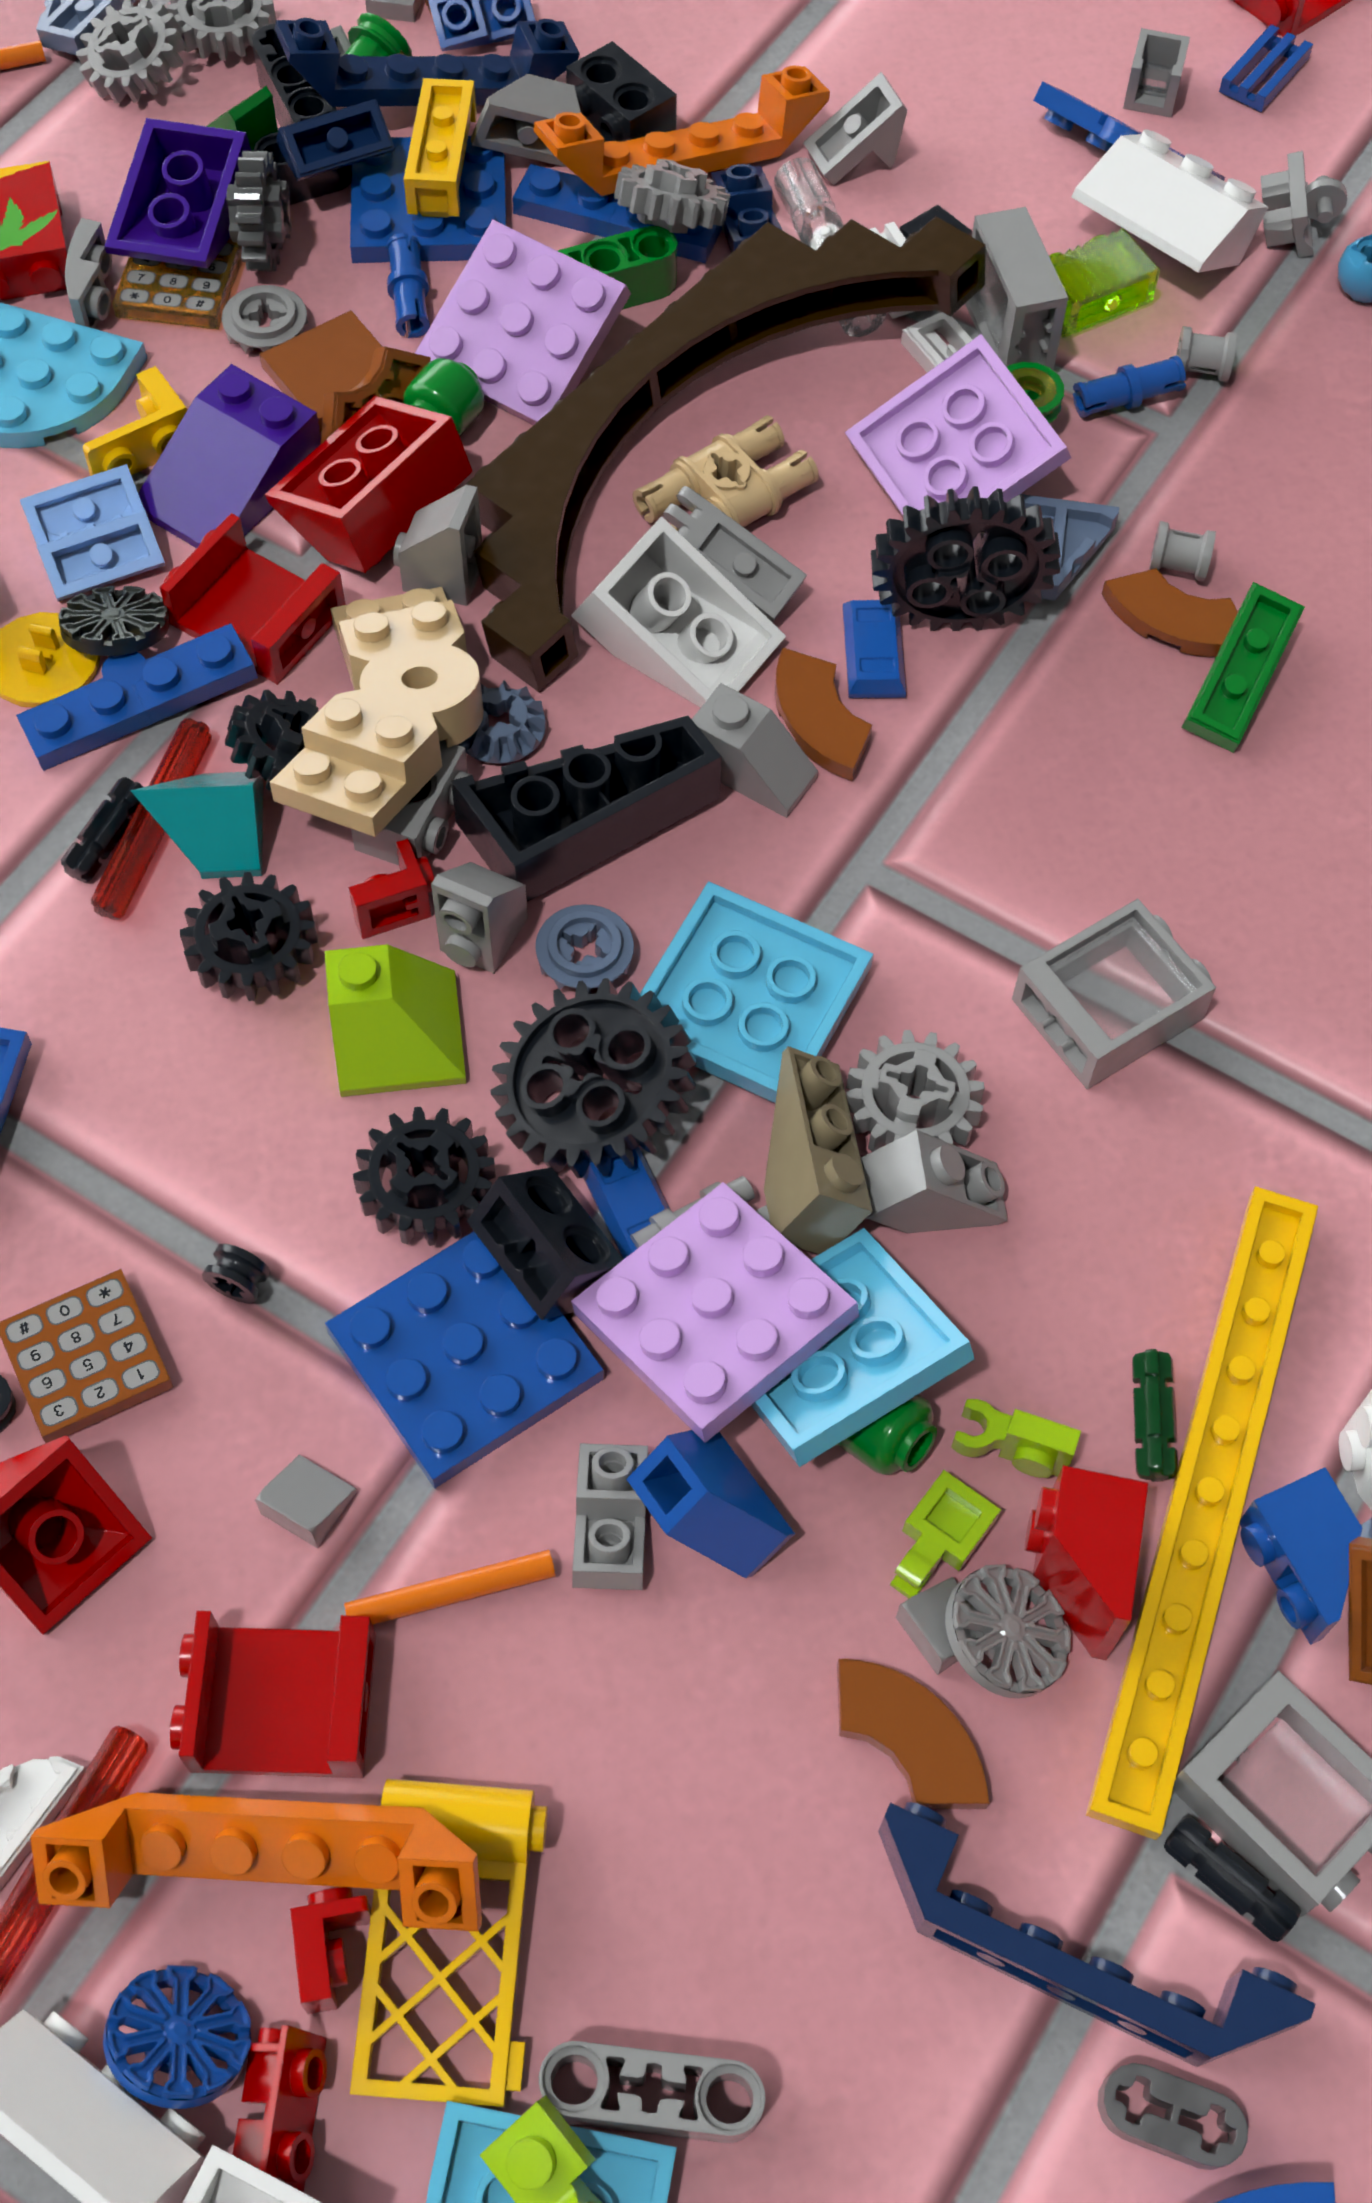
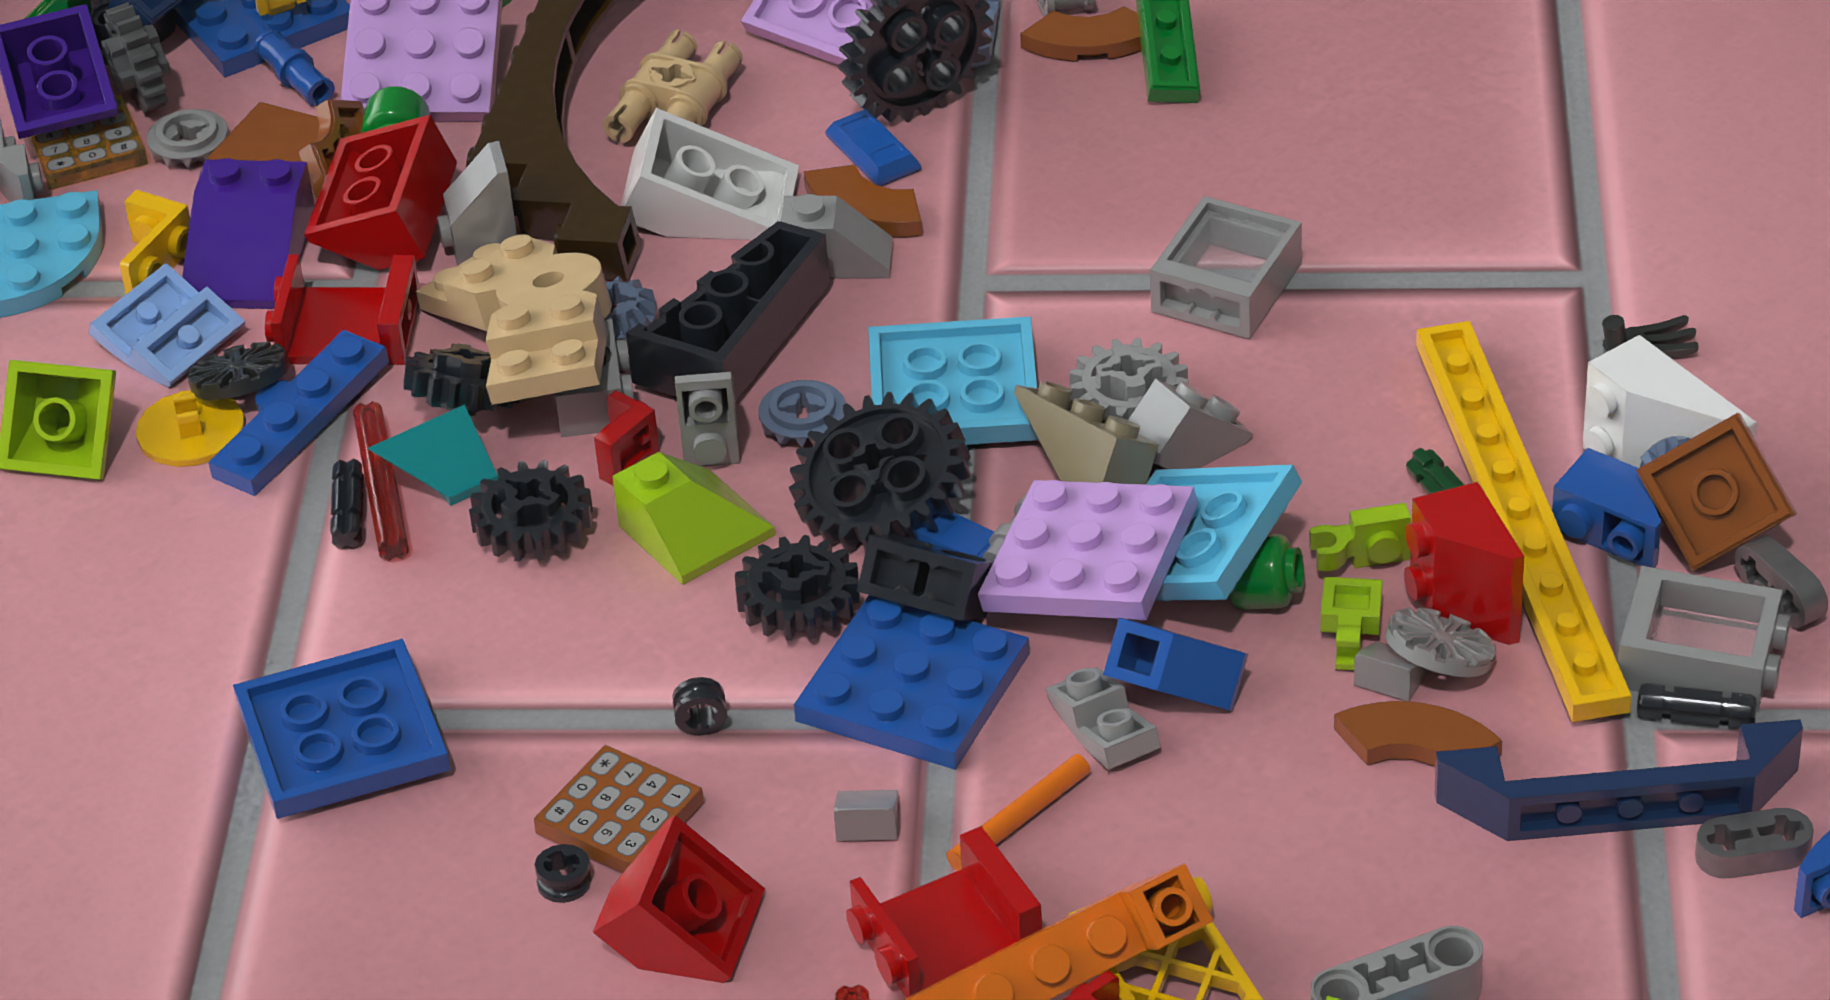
camera: 25 degrees left, 20 degrees down
(736, 553) = (743, 123): light grey hinge -> none

